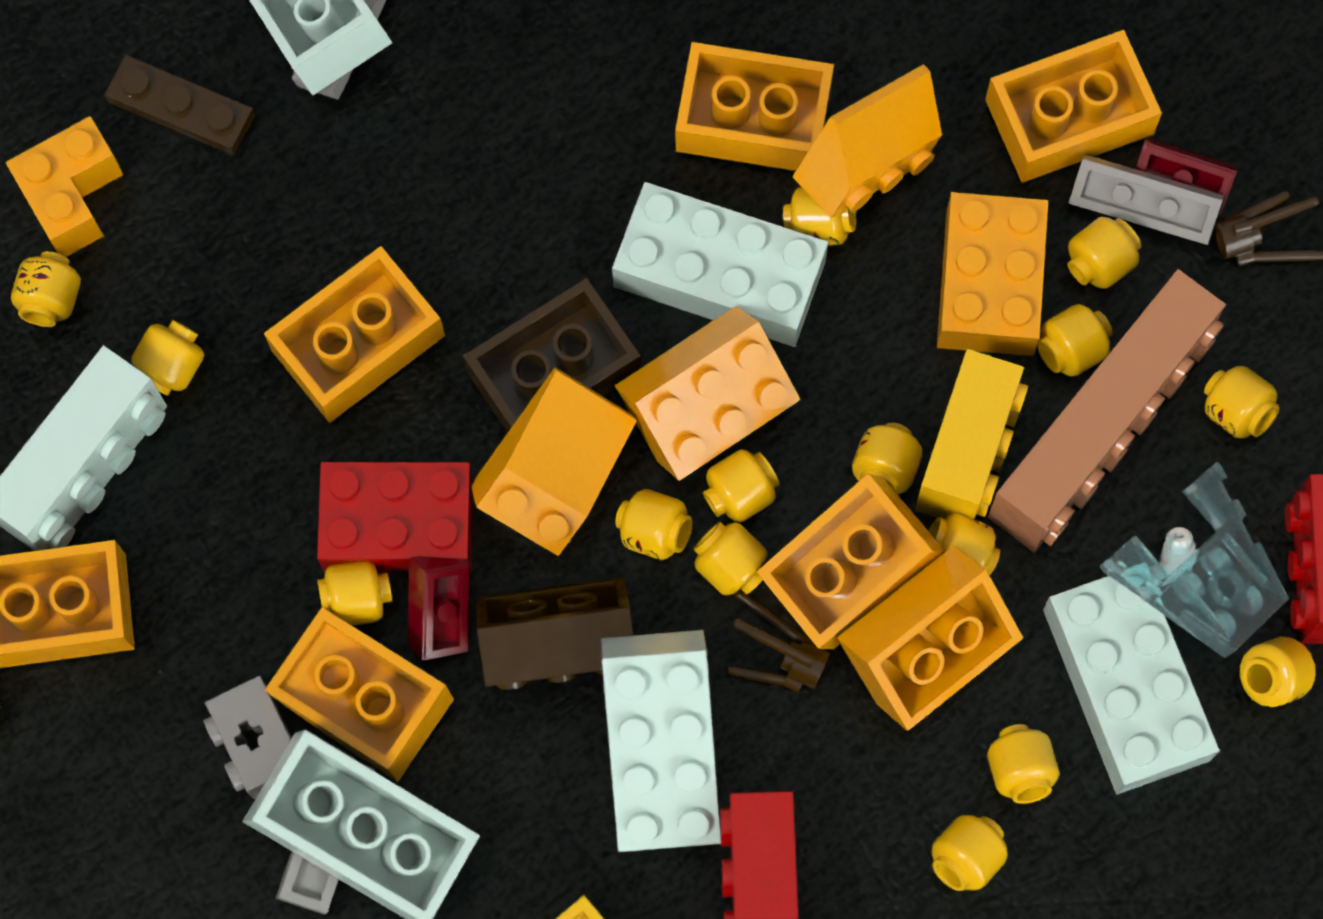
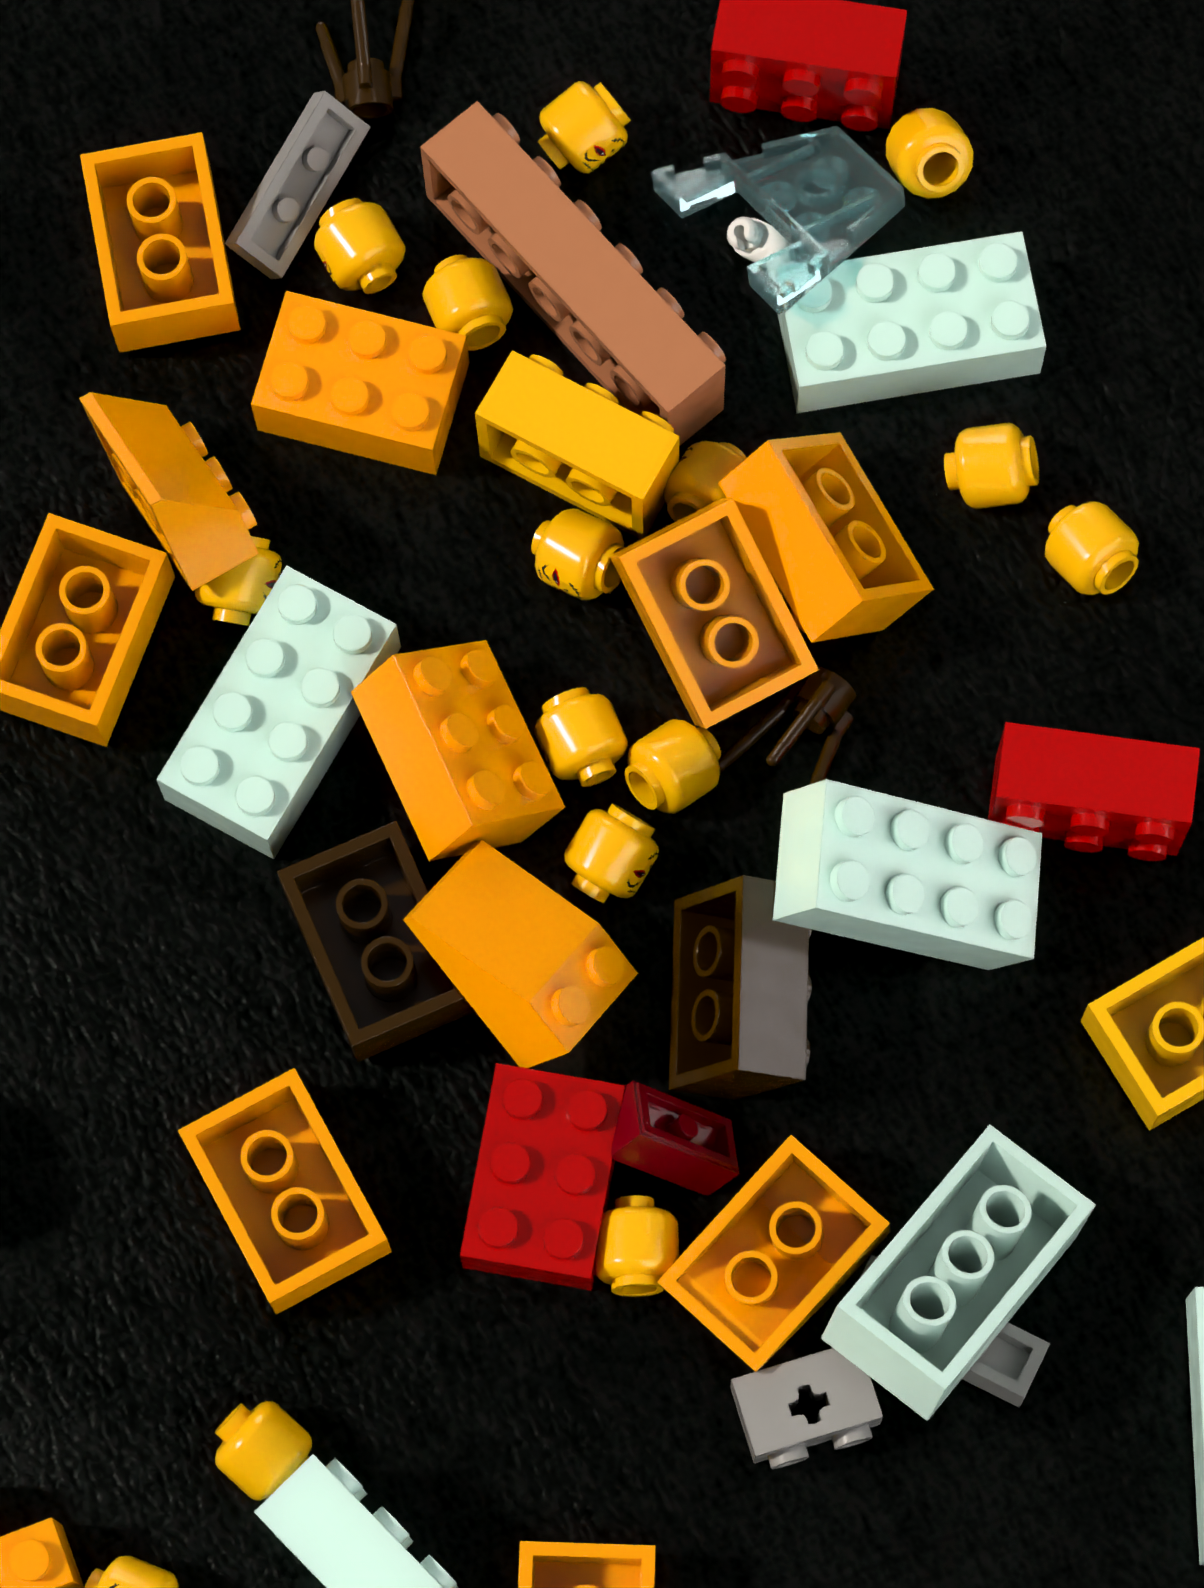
camera: 80 degrees left, 0 degrees up
(1187, 168) = (262, 133): dark red slope -> none

